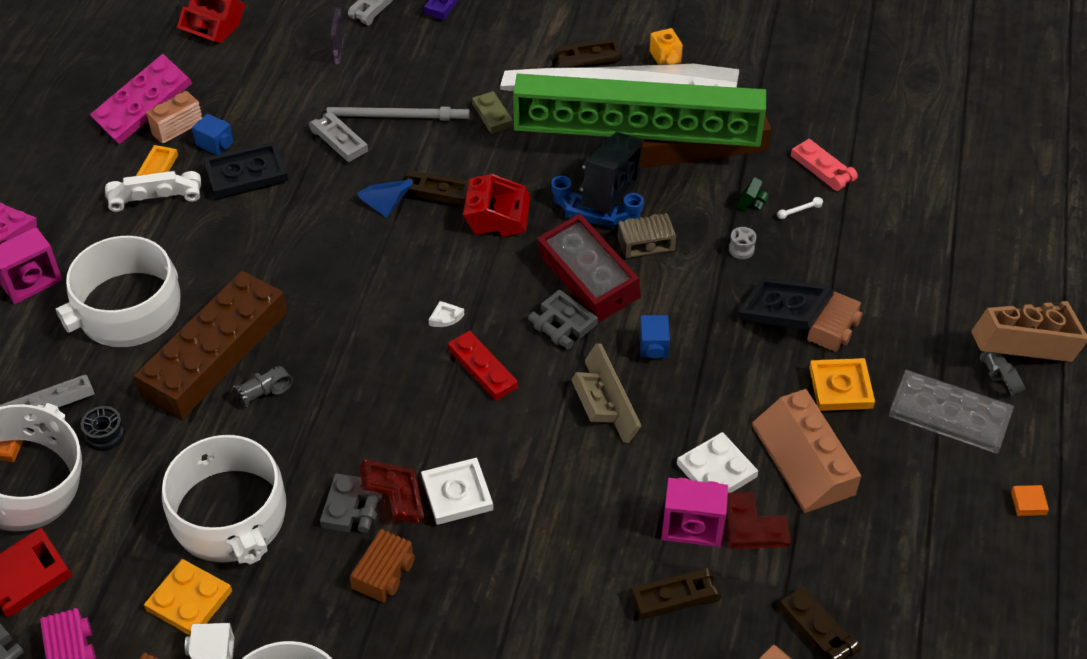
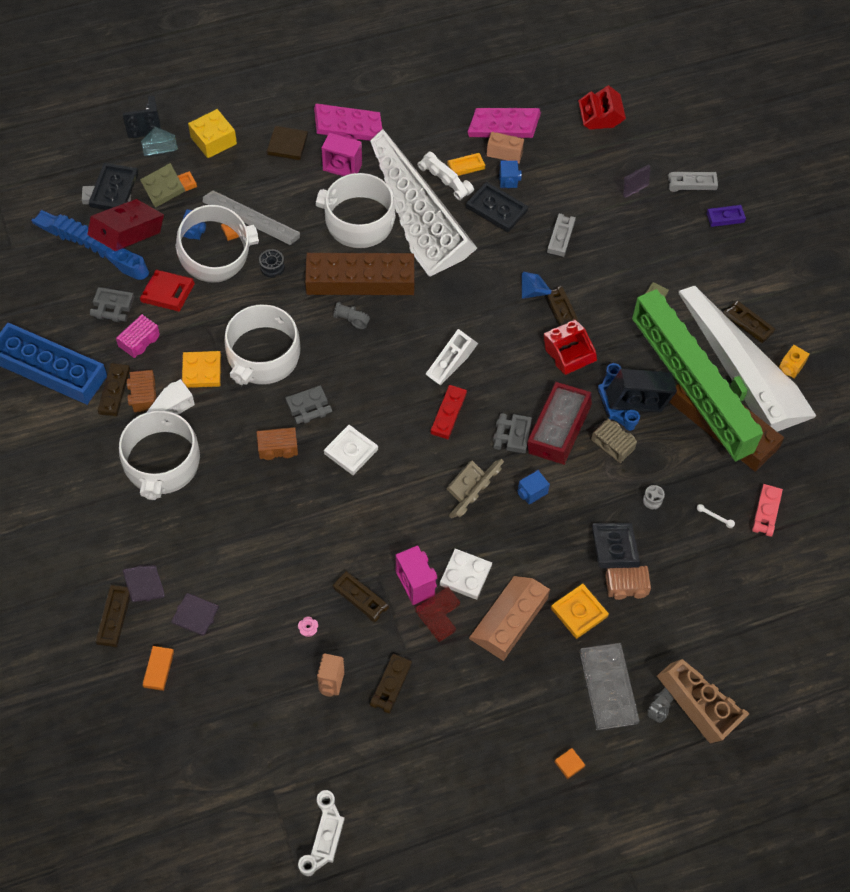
camera: 55 degrees right, 10 degrees up
(197, 239) = (427, 223): none -> white wedge
(398, 483) = (333, 418): clear red plate -> none
(413, 318) = (451, 357): none -> white slope
(443, 113) = (627, 275): light grey bar -> none
(445, 315) = (470, 371): white tile -> none
(752, 196) = (698, 481): dark green tile -> none

